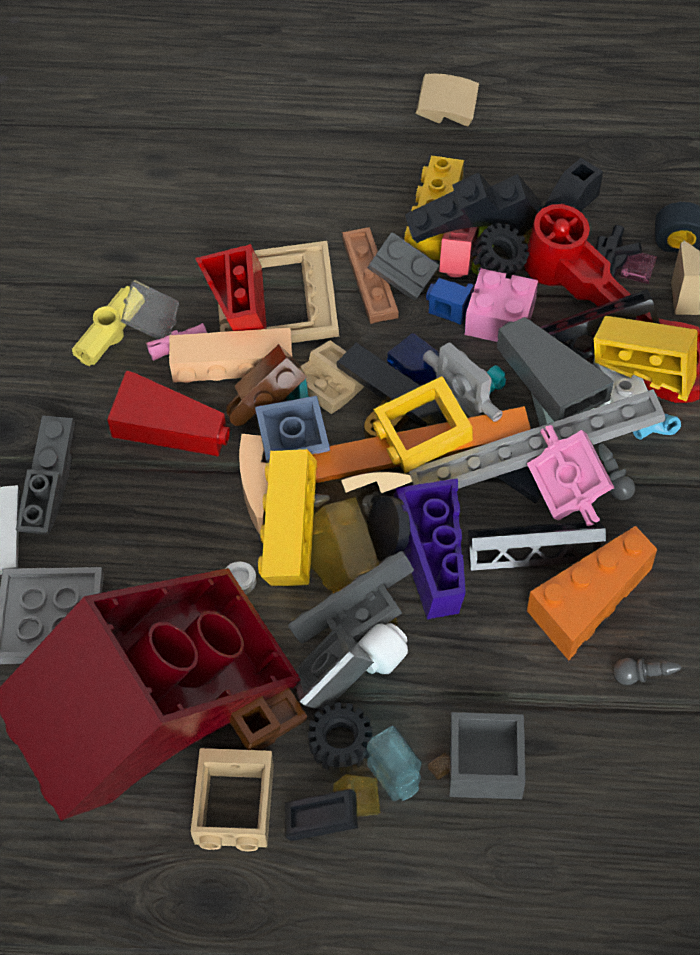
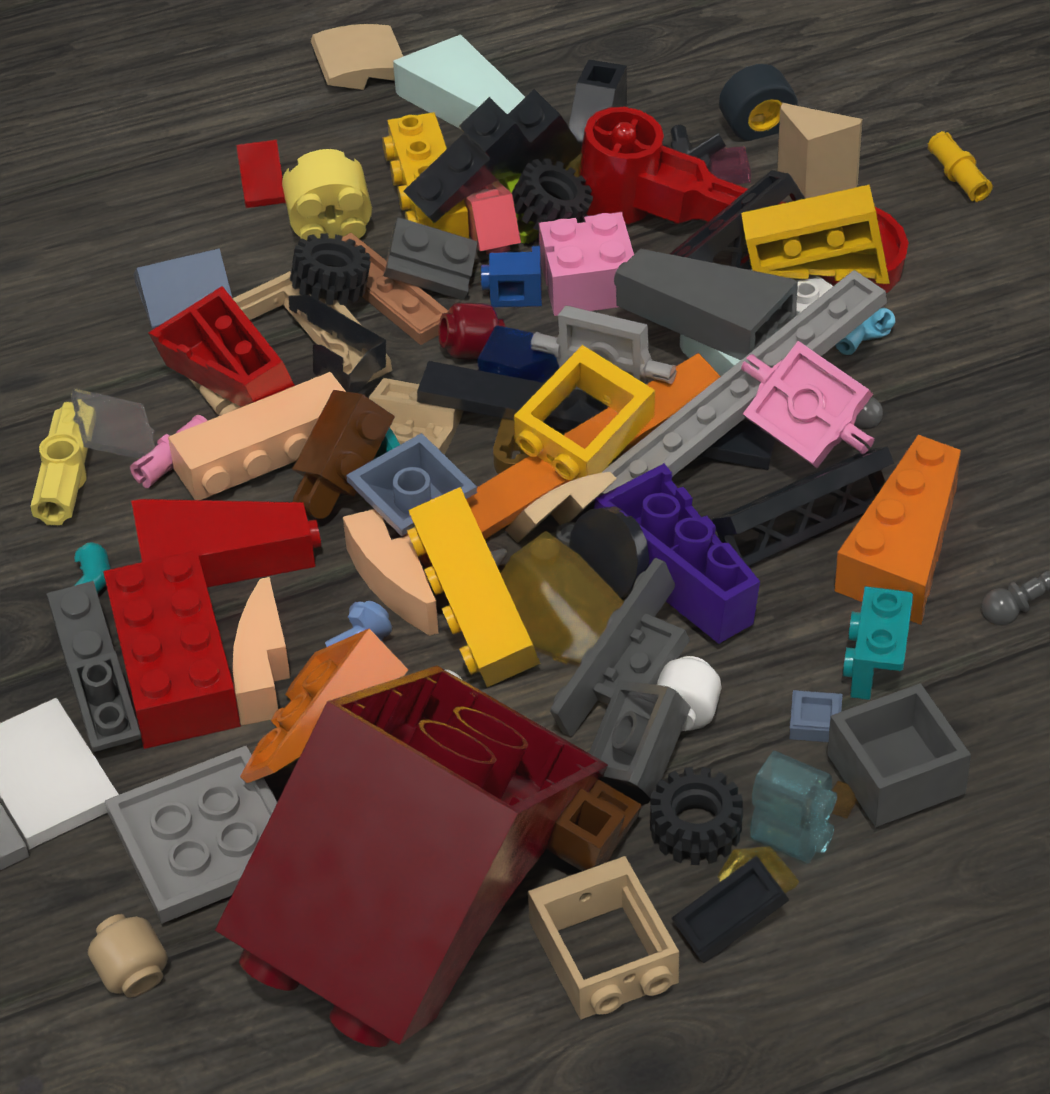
camera: 25 degrees left, 10 degrees down
(88, 406) = (93, 563): none -> teal arm
(96, 481) = (171, 649): none -> red brick
(145, 507) = (259, 656): none -> light nougat slope
(174, 553) = (329, 674): none -> orange wedge
(220, 512) = (363, 617): none -> medium blue plate
(246, 226) = (179, 283): none -> sand blue slope
(318, 330) = (348, 332): none -> black piece
(331, 263) = (330, 268): none -> black tyre
(338, 164) = (260, 173): none -> red slope
(362, 198) = (327, 195): none -> light yellow brick
(399, 325) = (467, 329): none -> dark red head
(459, 696) = (812, 714): none -> sand blue tile
(494, 143) = (452, 81): none -> light aqua slope
(525, 663) = (879, 637): none -> teal bracket

